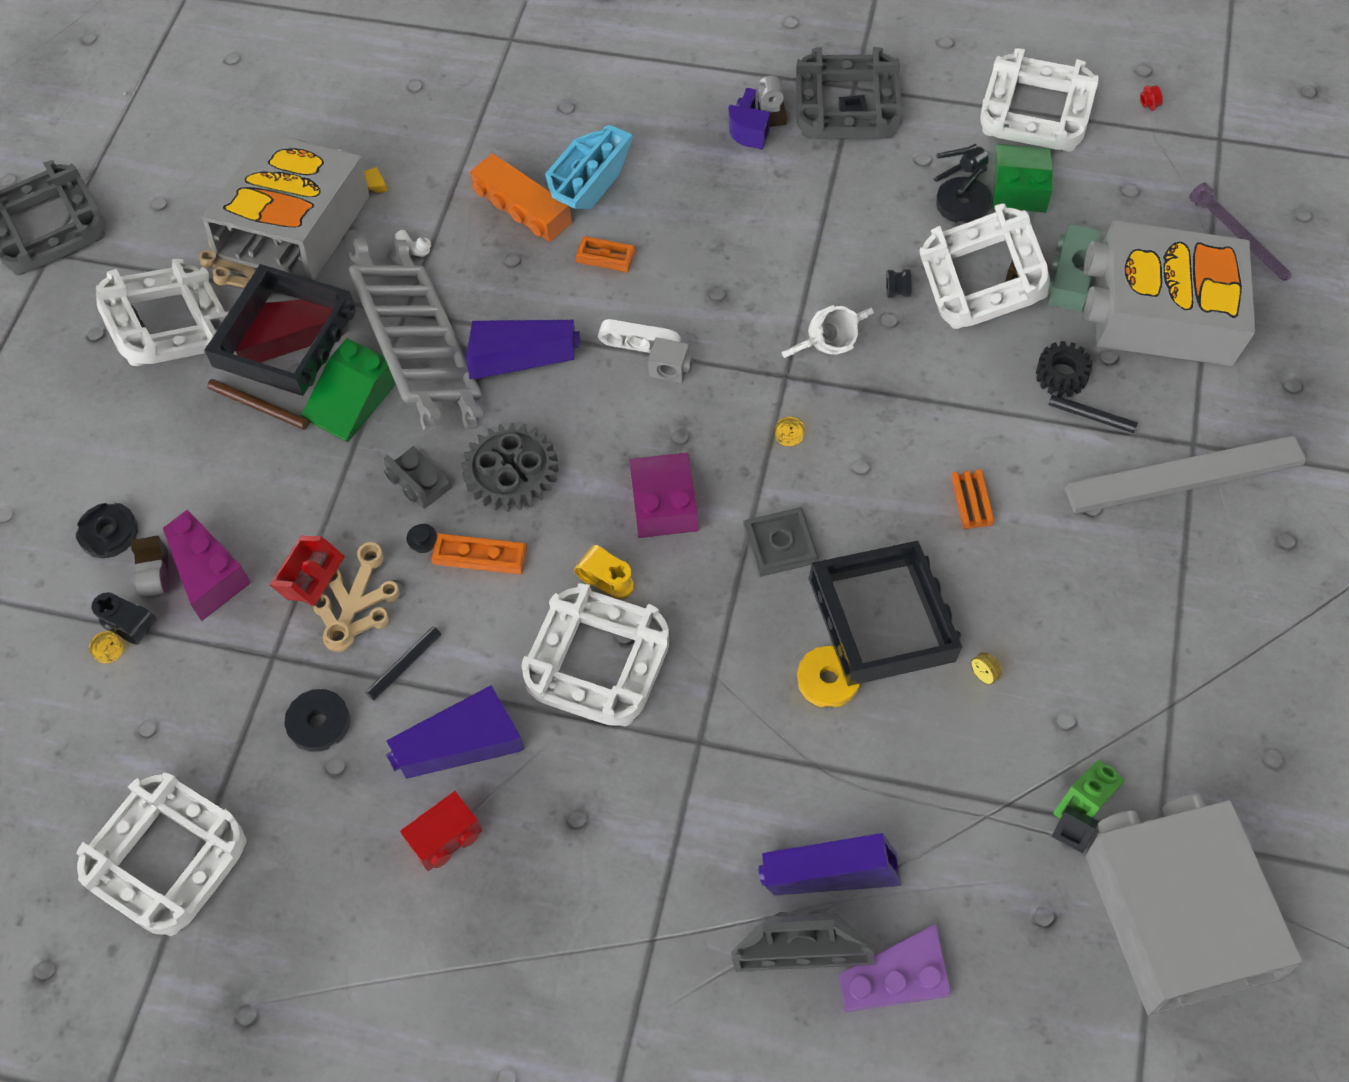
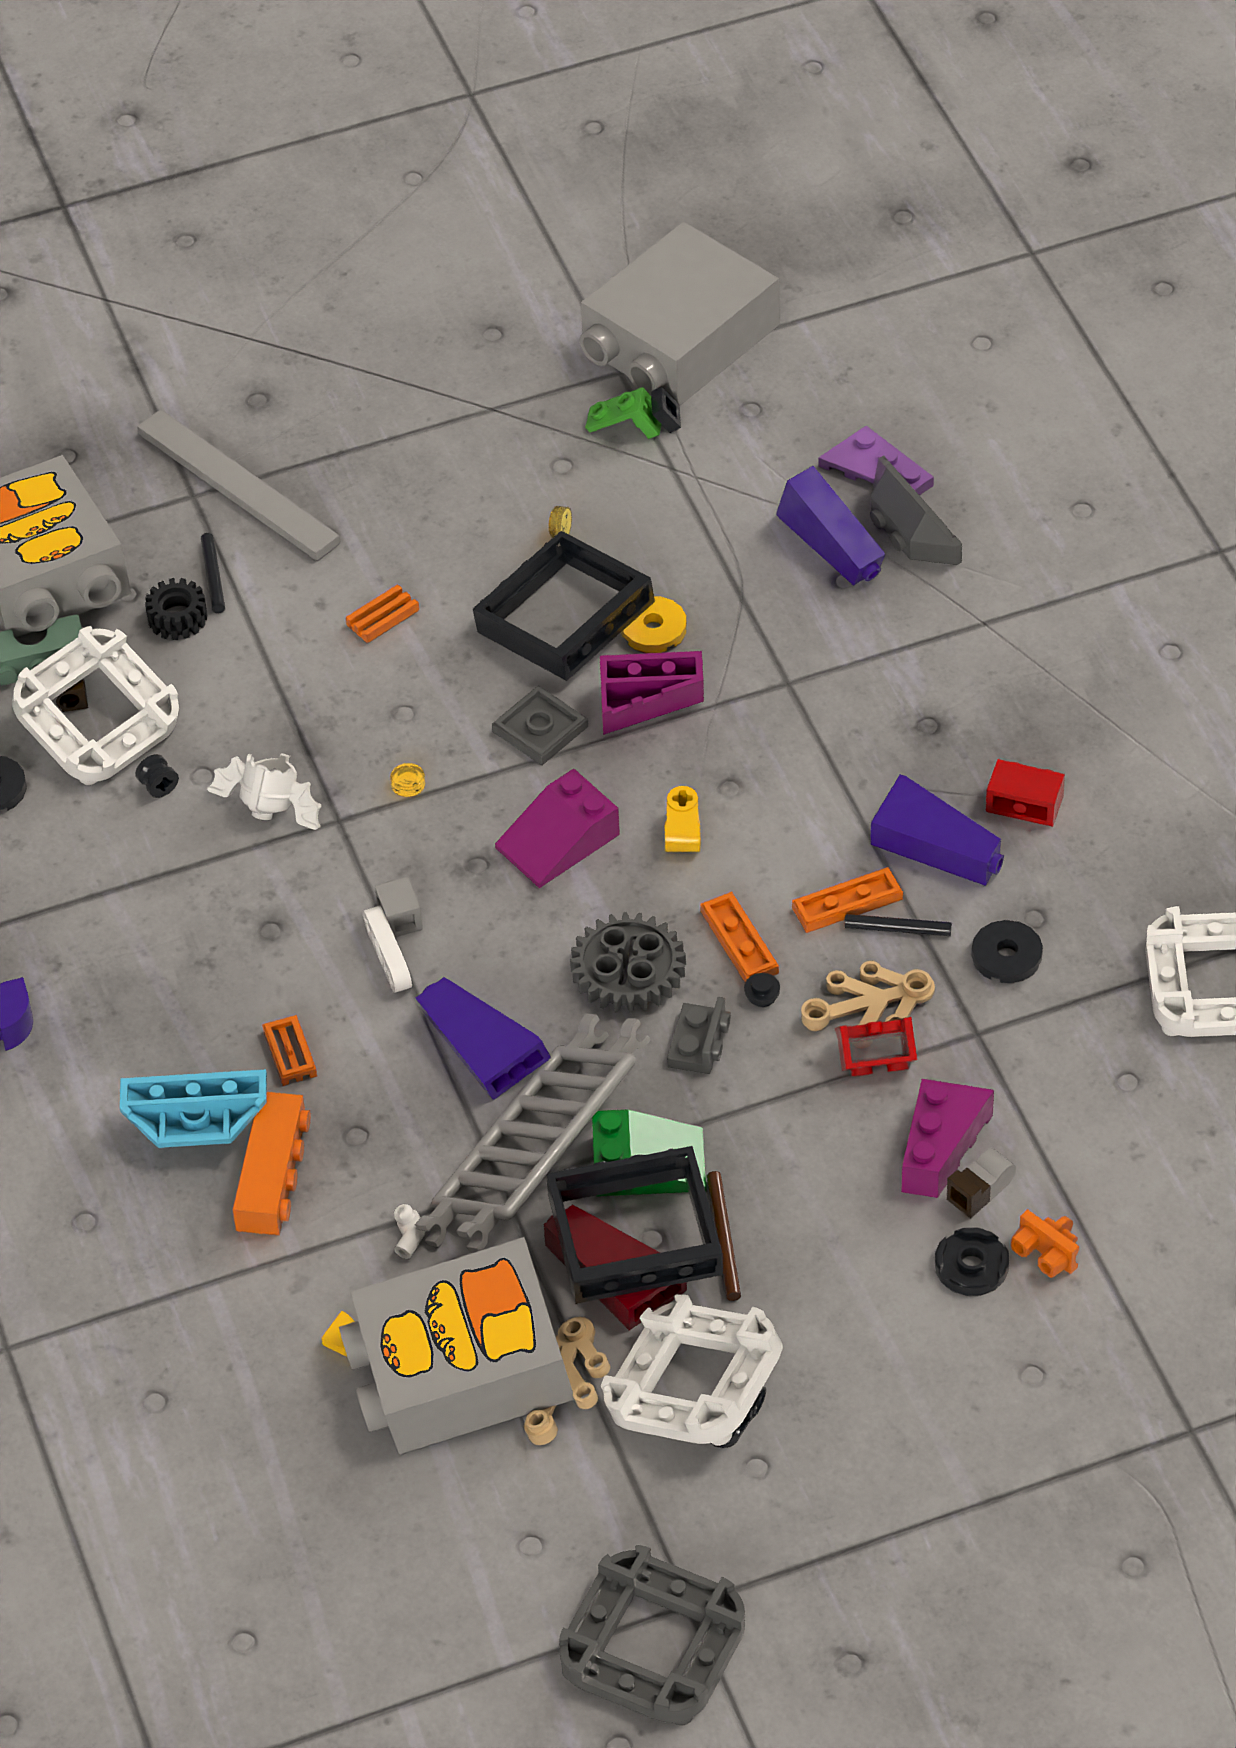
camera: 125 degrees left, 10 degrees down
(68, 578) = (1050, 1239): none -> orange hips
(106, 647) = (1085, 1166): clear yellow tile -> none
(122, 617) = (1049, 1164): black piece -> none
(454, 645) = (849, 897): none -> orange tile
(581, 697) = (798, 738): white plate -> none
(753, 619) = (648, 686): none -> magenta wedge

